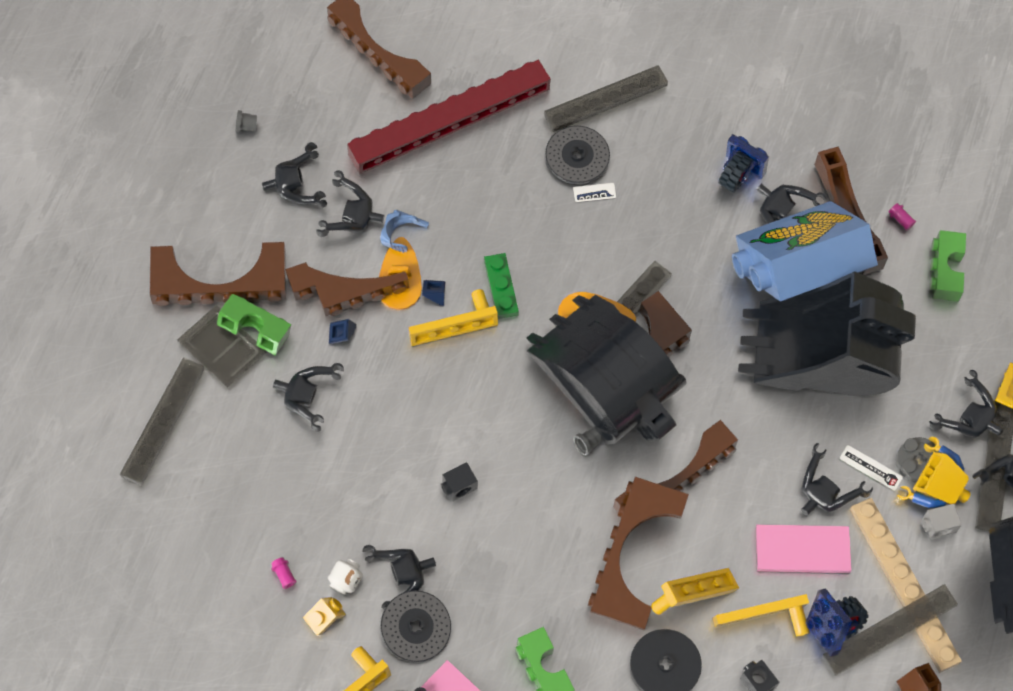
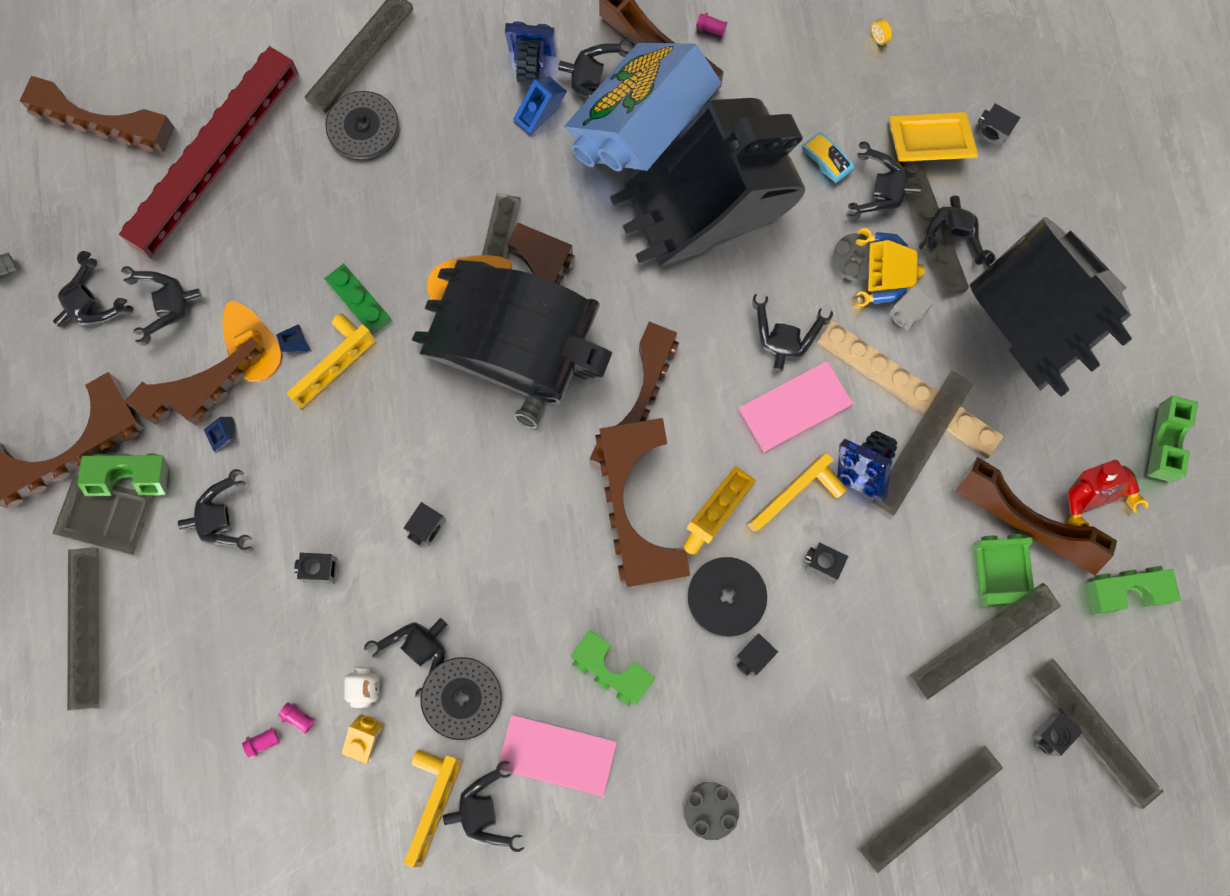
camera: 25 degrees left, 10 degrees up
(247, 576) = (258, 743): none -> dark pink pin
(361, 479) = (324, 575): none -> black brick
(394, 220) = (211, 291): medium blue helmet -> none
(594, 192) = (399, 154): white sticker -> none
(727, 208) = (539, 103): none -> blue slope
(871, 467) = (815, 290): white sticker -> none
(940, 368) = (829, 157): none -> slope
(946, 282) = (788, 68): bright green arch -> none

